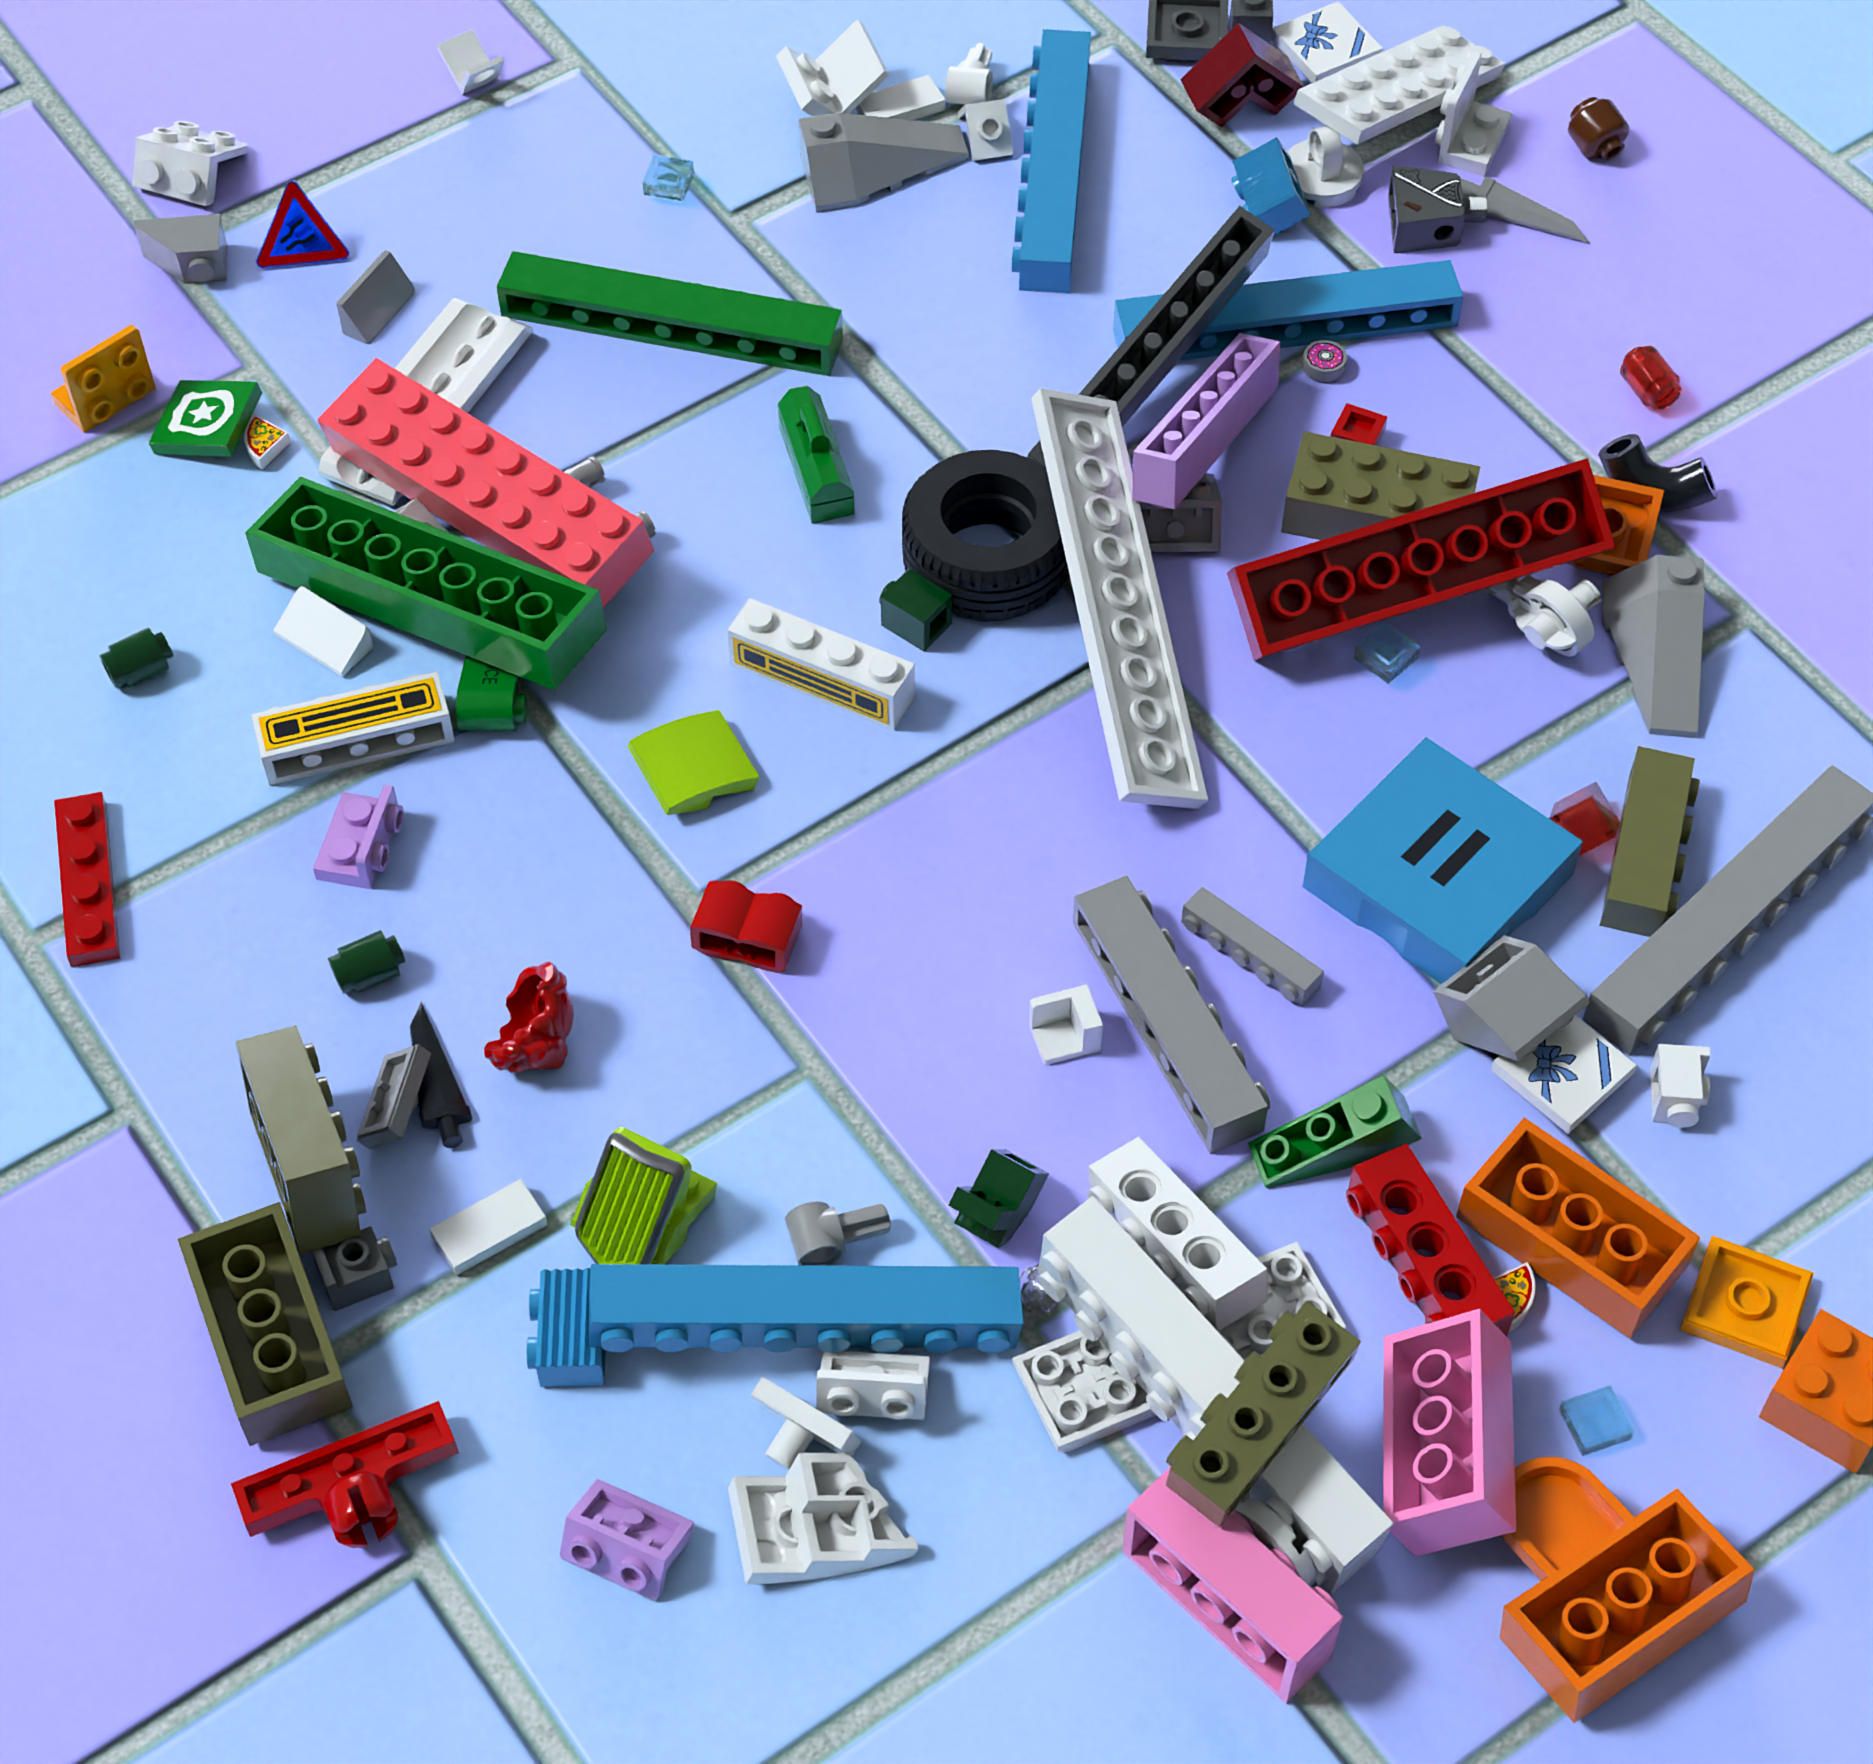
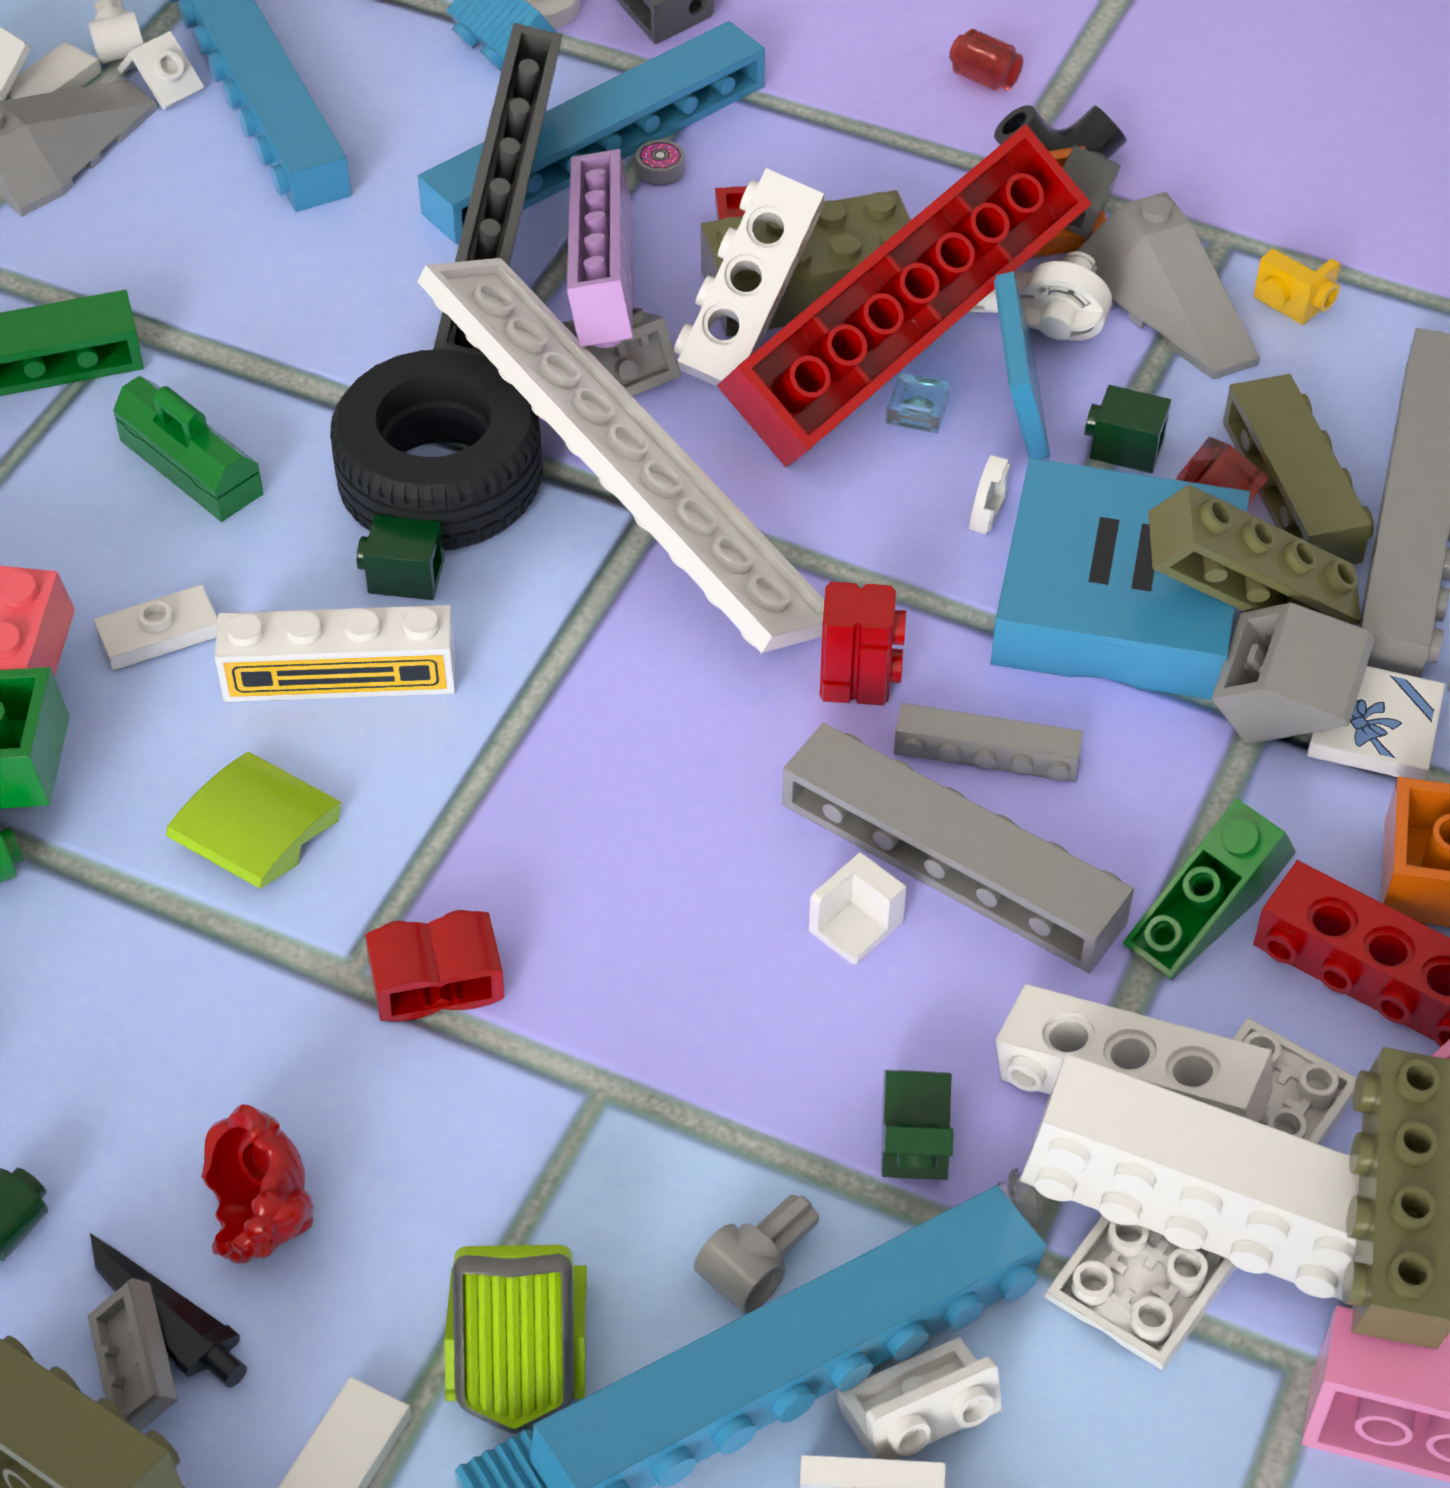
camera: 30 degrees left, 5 degrees down
(714, 586) = (157, 627): none -> white plate
(1195, 826) = (858, 643): none -> red brick
(1325, 494) = (770, 200): none -> white brick
(1388, 752) = (990, 495): none -> white tile
(1478, 658) = (1021, 366): none -> dark azure tile
(1530, 900) = (1246, 558): none -> olive brick
(1538, 746) = (1128, 428): none -> dark green brick
(1636, 528) = (1096, 179): none -> dark grey brick
(1766, 689) = (1296, 288): none -> yellow bracket

